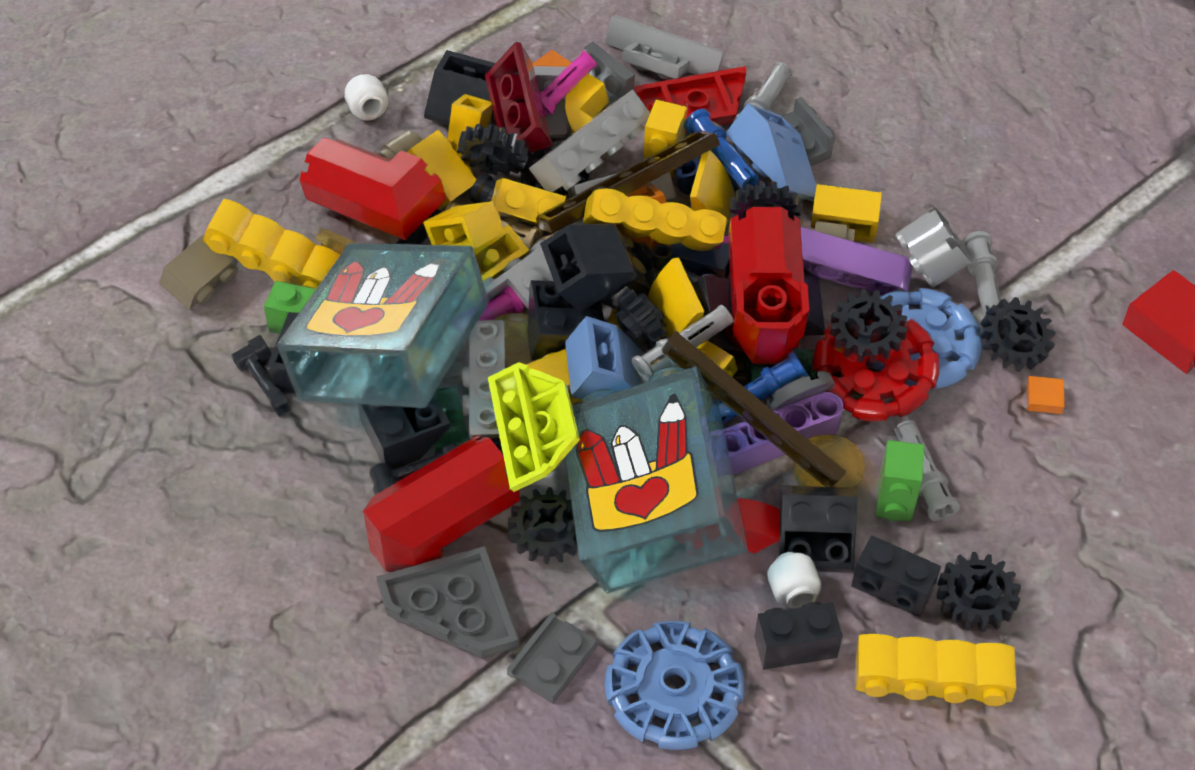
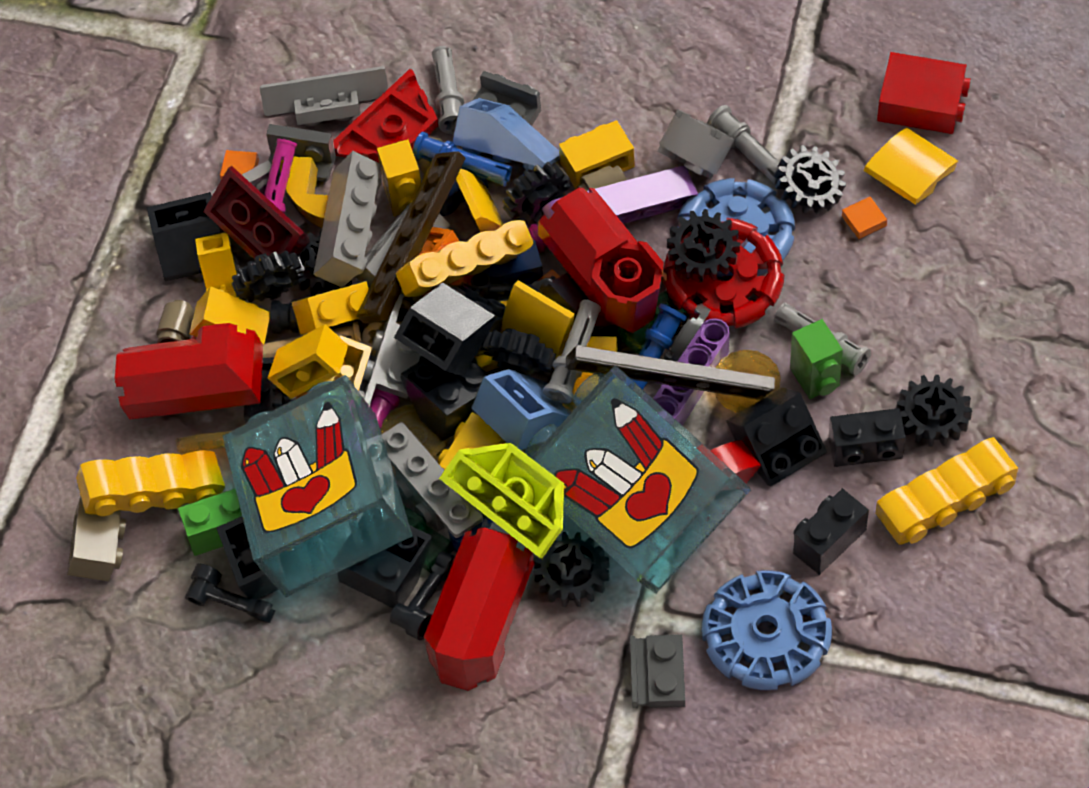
camera: 30 degrees left, 5 degrees up
(366, 97) = (100, 293): white head -> none
(452, 601) = (547, 678): dark grey plate -> none
(794, 580) = (794, 490): white head -> none
(1122, 375) = (910, 165): none -> yellow slope

